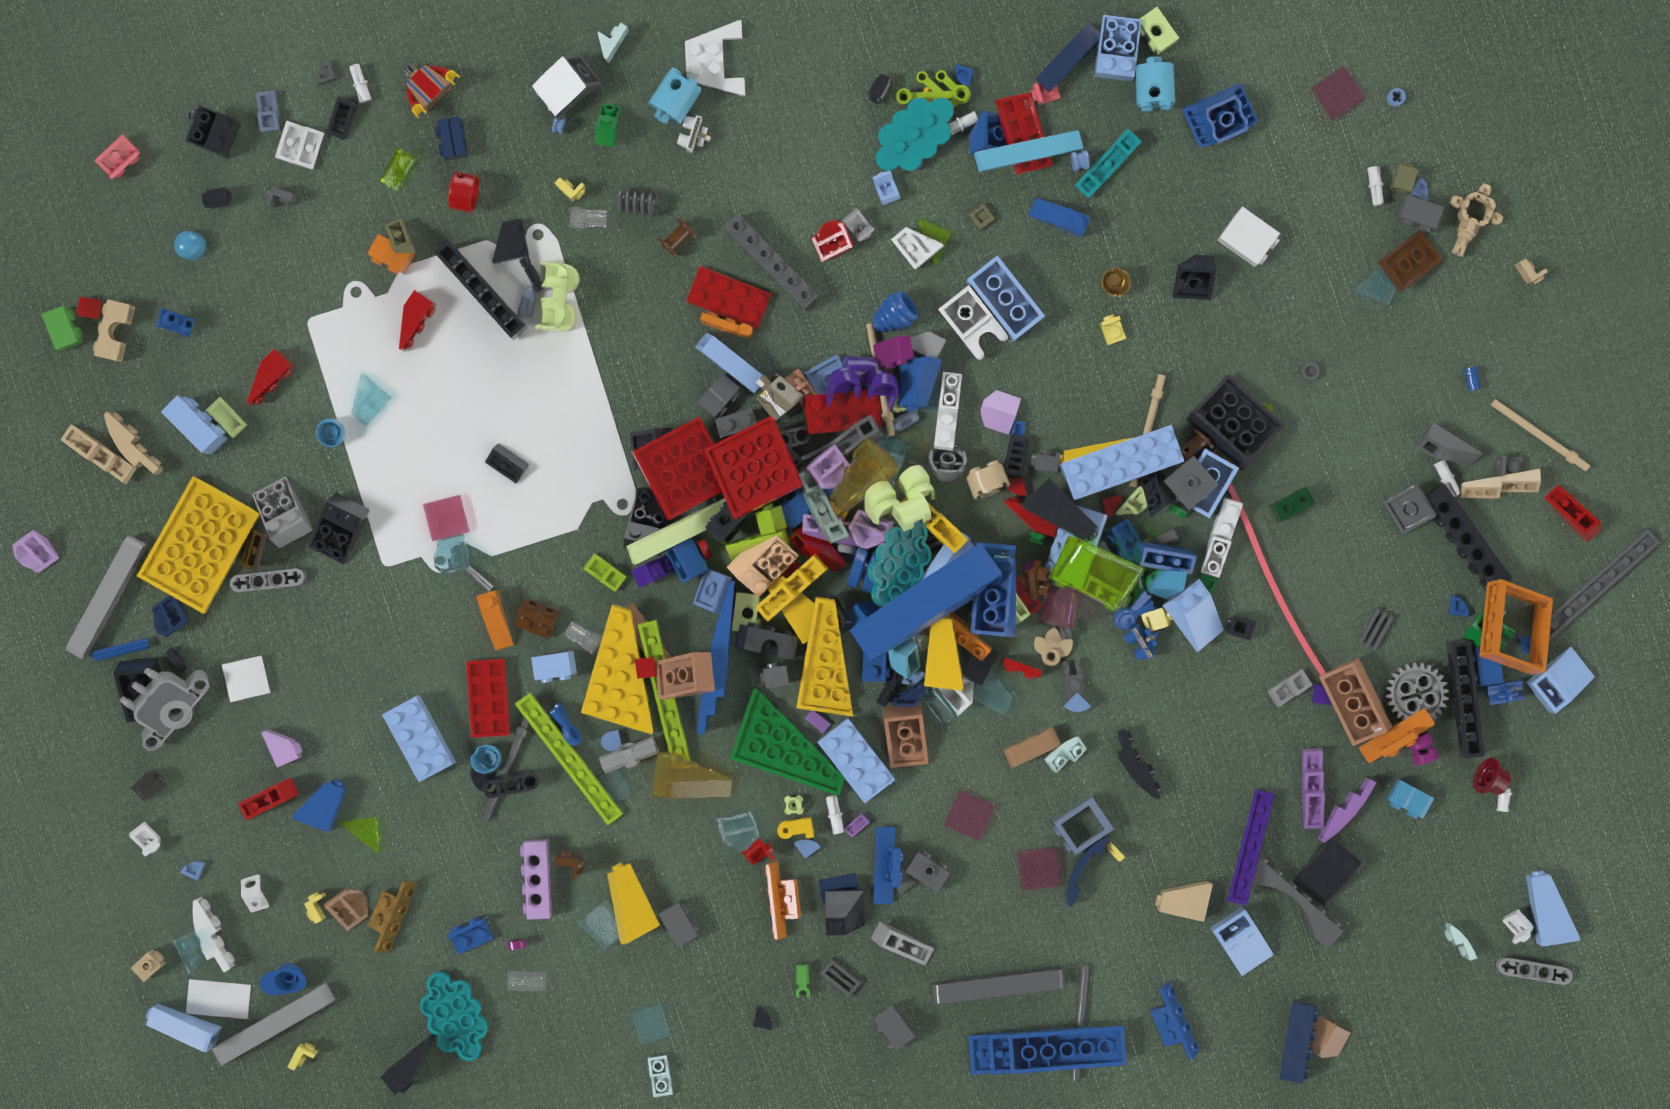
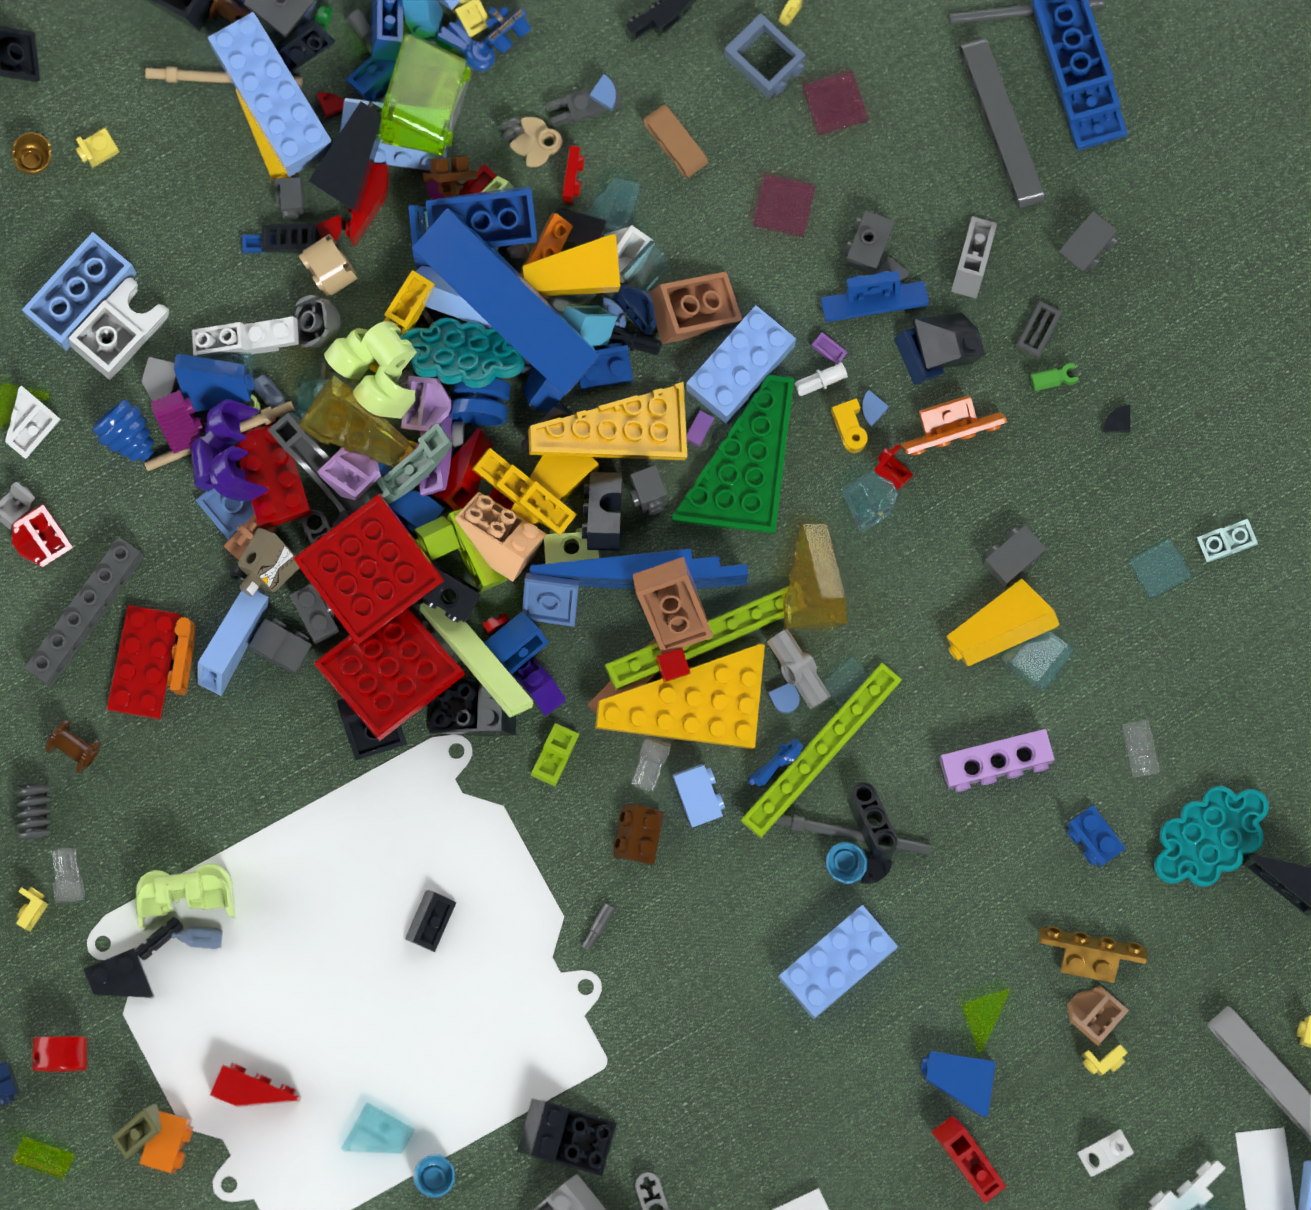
camera: 105 degrees left, 10 degrees down
(282, 747) = (892, 1152): lavender slope -> none
(285, 980) = (1215, 1080): blue piece -> none
(446, 518) = (523, 989): clear pink tile -> none
(451, 554) = (573, 970): clear light blue slope -> none
(480, 290) = (193, 1002): black brick -> none
(488, 698) = (761, 878): red plate -> none
(495, 619) = (651, 890): orange slope -> none
(516, 944) = (1093, 770): magenta tile -> none
(568, 859) = (959, 721): reddish brown bracket -> none
(789, 808) = (813, 432): yellowish green plate -> none
(999, 411) = (234, 271): lavender slope -> none
(1036, 538) = (395, 190): green bush -> none
(1060, 607) = (480, 139): clear pink tile -> none
(1069, 750) = (669, 91): light aqua slope -> none
(1072, 890) = (856, 52): dark blue slope -> none
(1134, 504) = (322, 73): yellowish green slope -> none

